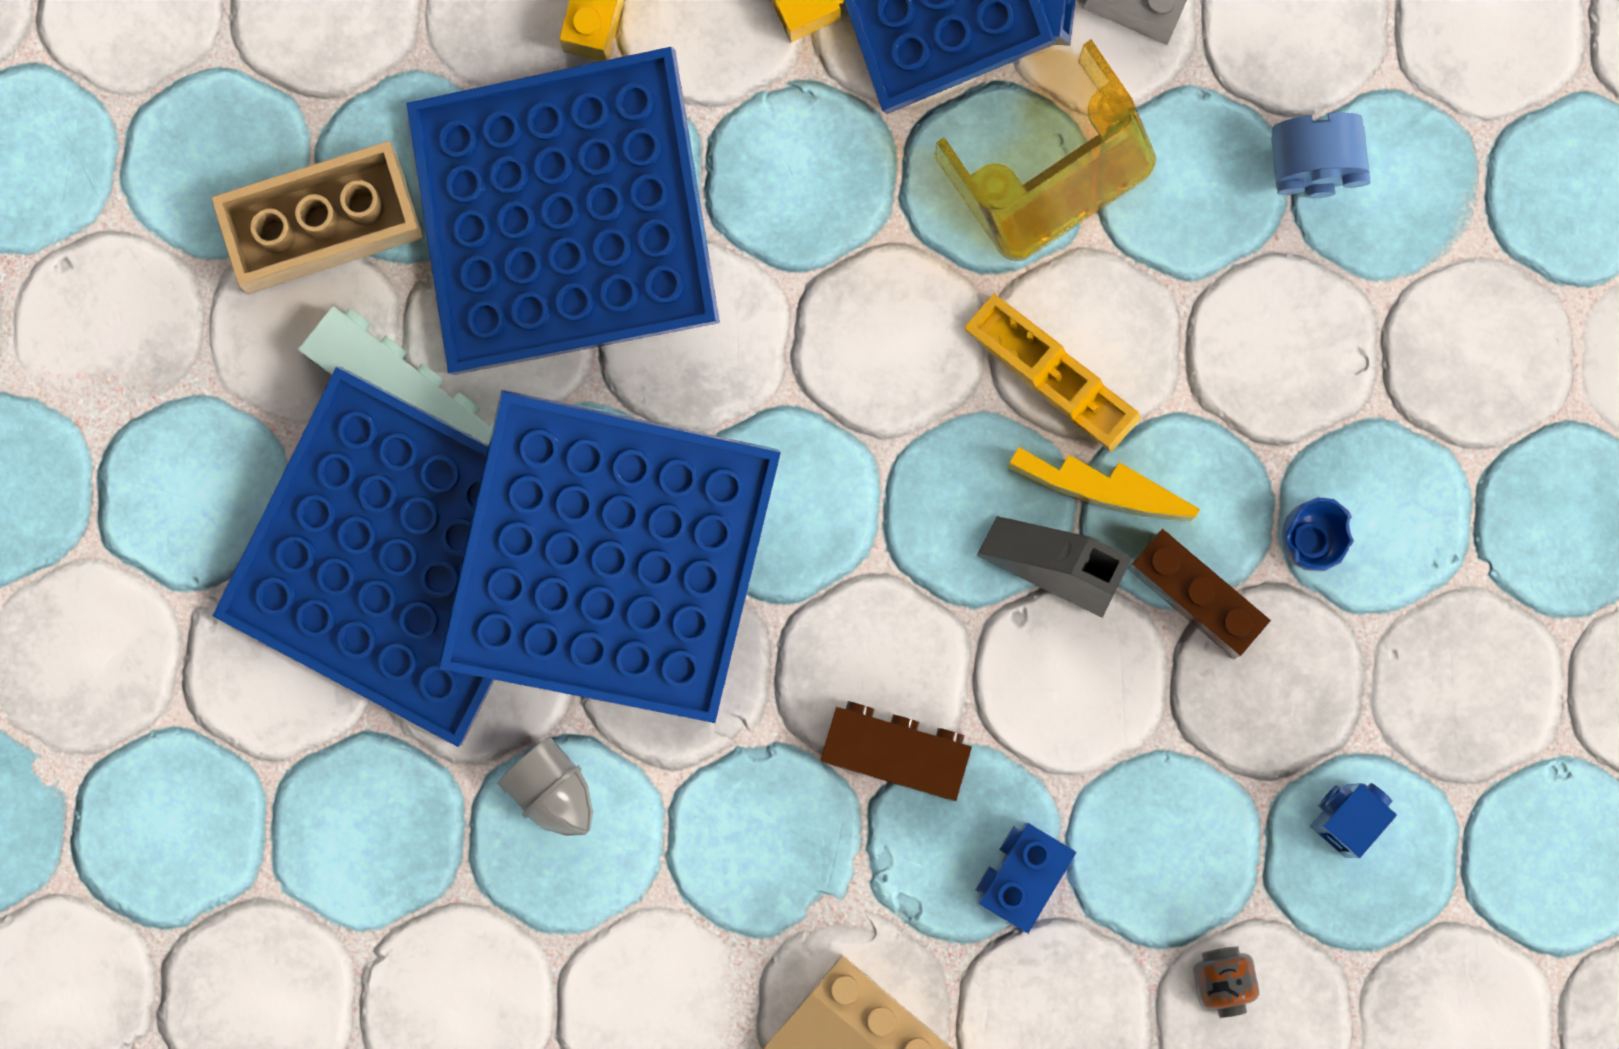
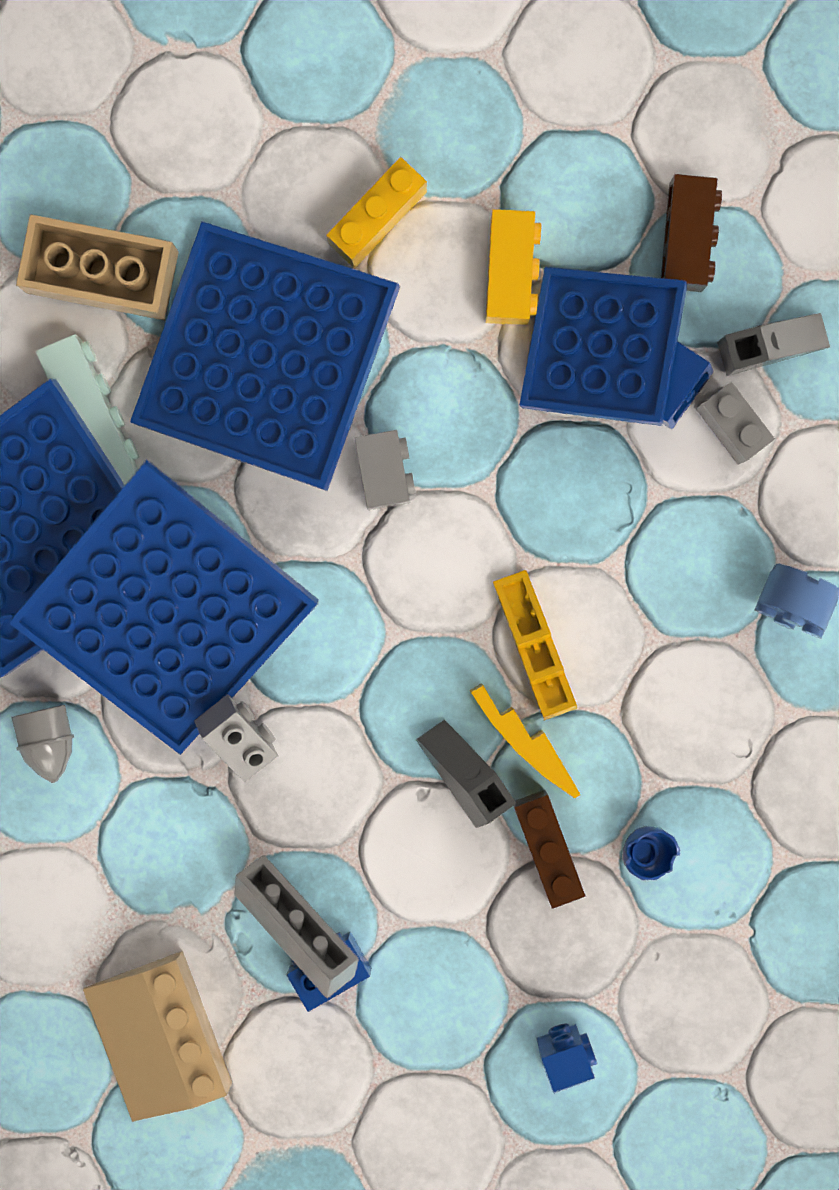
camera: 25 degrees right, 5 degrees up
(769, 267) = (383, 469): none -> light grey brick
(771, 662) = (236, 737): none -> light grey brick
(896, 751) = (289, 841): reddish brown brick -> none
(959, 837) = (295, 926): none -> light grey brick
(1036, 214) = (618, 530): clear yellow windscreen -> none
(1226, 981) = (422, 1111): head -> none

